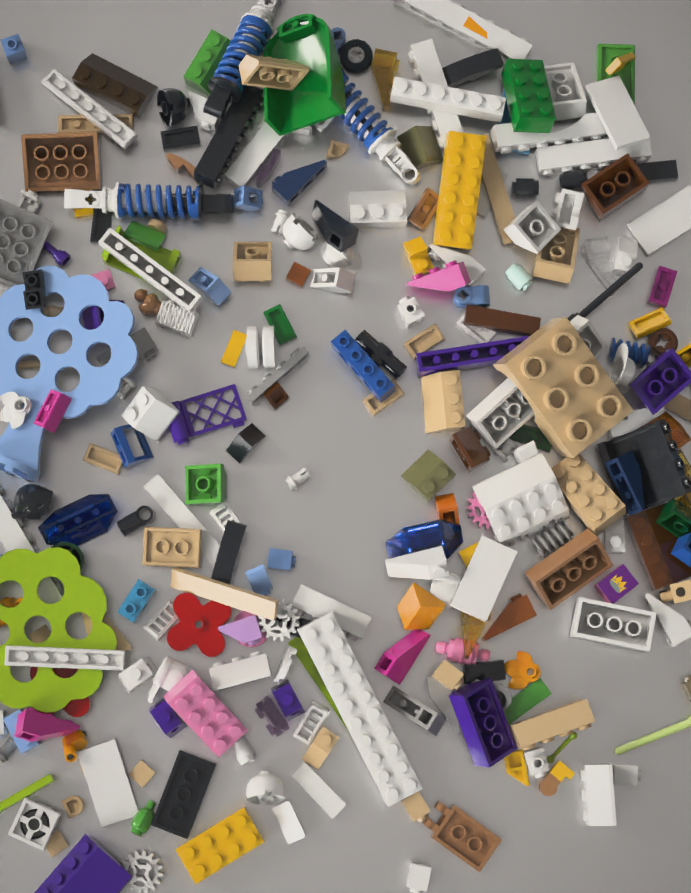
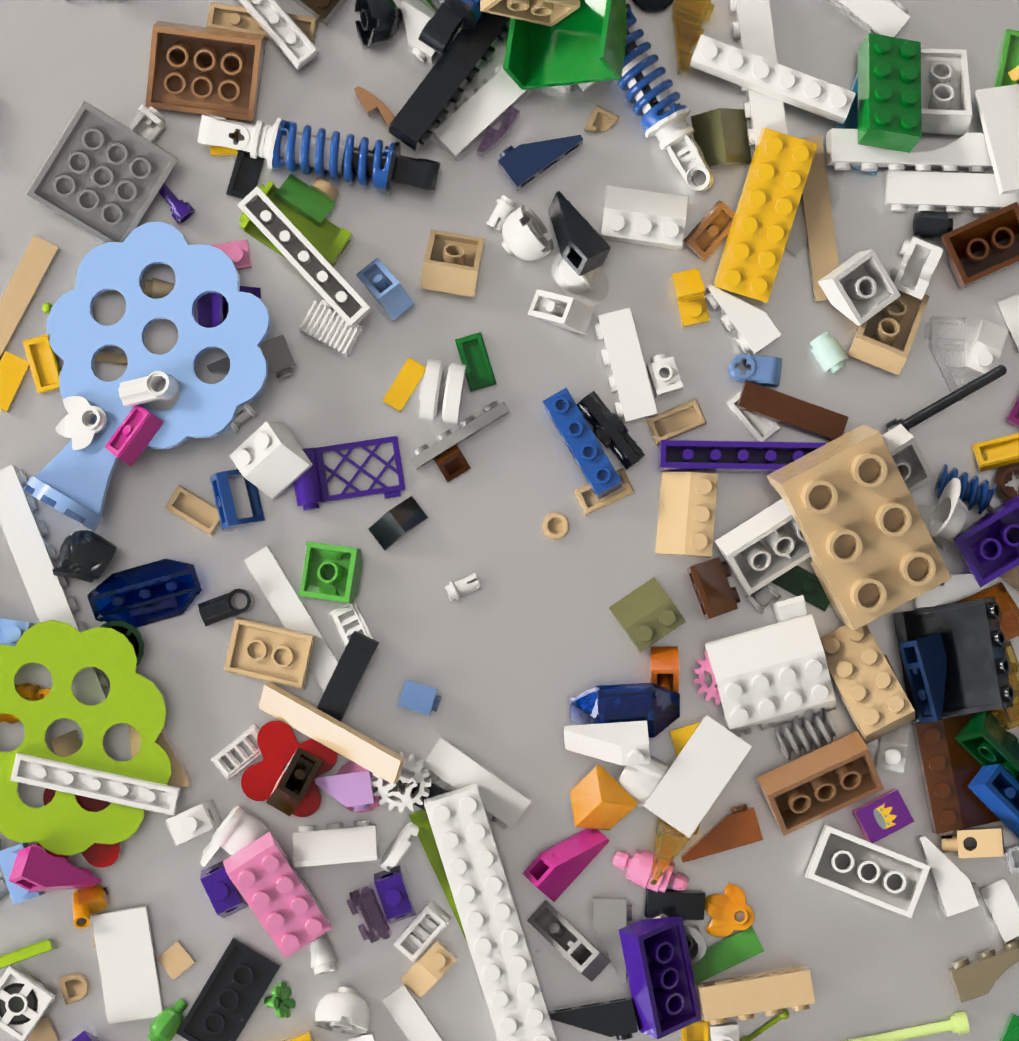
camera: 15 degrees right, 5 degrees up
(34, 289) = (136, 256): black slope -> none
(56, 377) = (146, 389): none -> white piece
(136, 601) = (208, 721): dark azure brick -> none
(151, 302) = (298, 298): medium nougat animal -> none
(180, 138) = (380, 65): black tile -> none
(204, 632) = (294, 781): none -> dark brown slope
(220, 788) = (280, 1000): none -> bright green plant
(247, 198) = (452, 168): medium blue brick -> none
(259, 580) = (384, 723): light blue slope -> none
(298, 274) = (514, 293): dark orange tile -> none
(354, 426) = (555, 526): none -> tan tile
(383, 308) = (626, 365): none -> white brick
(446, 279) = (723, 340): slope -> none
(448, 675) = (622, 904): tan brick -> none
(452, 760) = (605, 1018): none -> black slope
(472, 67) = (818, 35): black slope -> none
(525, 187) = (861, 224): black brick -> none

